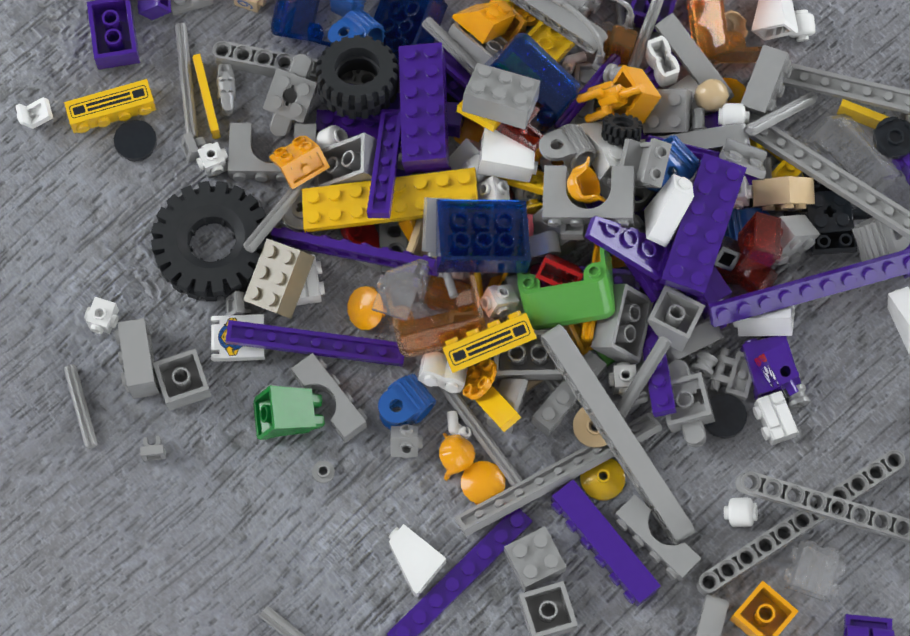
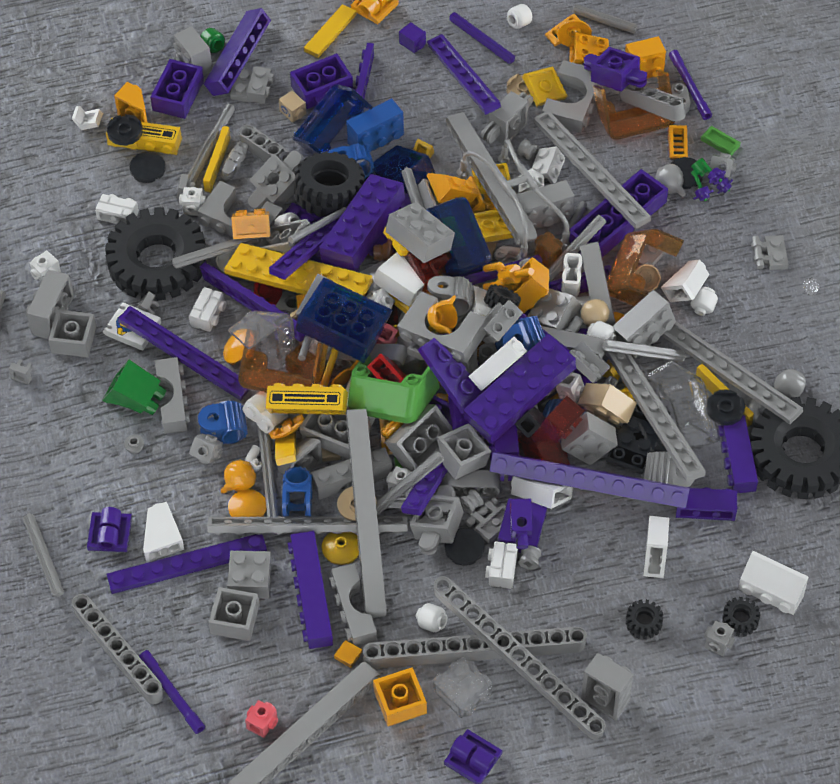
camera: 30 degrees right, 15 degrees down
(78, 76) = (130, 101): none -> light orange slope
(89, 111) = (124, 129): none -> black tile
(136, 208) = (114, 209): none -> white brick
(279, 278) = (185, 295): brick -> none
(360, 584) = (109, 530): none -> dark purple plate
(379, 134) = (315, 226): none -> light grey bar
(466, 130) = (384, 251): none -> reddish brown animal
(499, 300) = (335, 375): white brick -> none
(521, 448) = (297, 480): none -> blue piece
(680, 592) = (348, 654): none -> light orange tile

